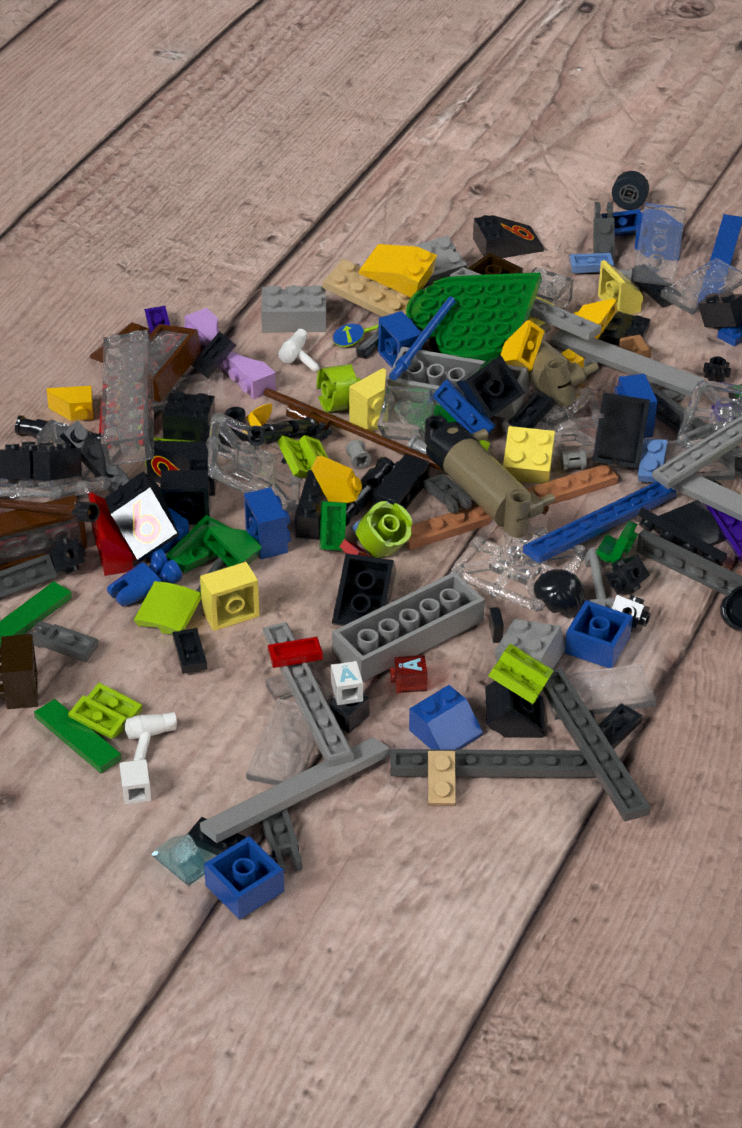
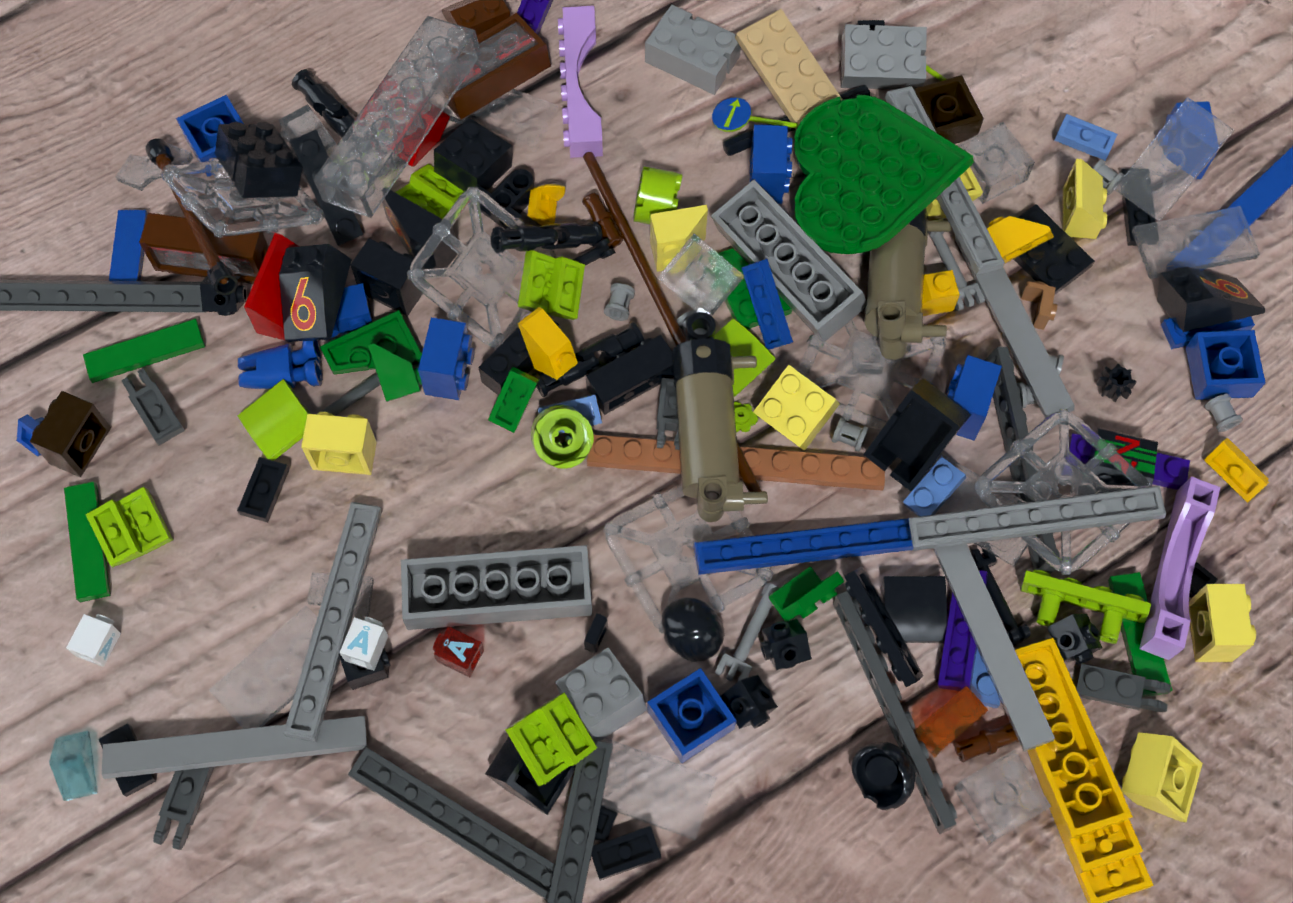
camera: 30 degrees right, 25 degrees up
(72, 402) = (369, 69): yellow slope -> none
(148, 725) = (150, 571): white piece -> none
(213, 355) = (552, 82): black plate -> none
(244, 877) = (103, 838): blue brick -> none
(293, 349) = (652, 110): white piece -> none
(295, 652) = (353, 560): red tile -> none
(352, 548) = (519, 445): red plate -> none
(363, 587) = (488, 508): black slope -> none
(400, 267) = (832, 55): yellow slope -> none
(404, 362) = (735, 207): blue bar -> none
(441, 778) = (389, 819): tan plate -> none
(444, 720) = (447, 742): blue slope -> none
(491, 386) = (802, 299): black slope -> none
(504, 237) = (1011, 50): black slope -> none
(523, 346) = (873, 262): yellow slope -> none
(532, 411) = (840, 349): black plate -> none
(603, 230) = (1126, 102): dark grey hinge -> none
(624, 222) = (1156, 93): blue brick -> none
(633, 183) = (1211, 45): black wheel -> none

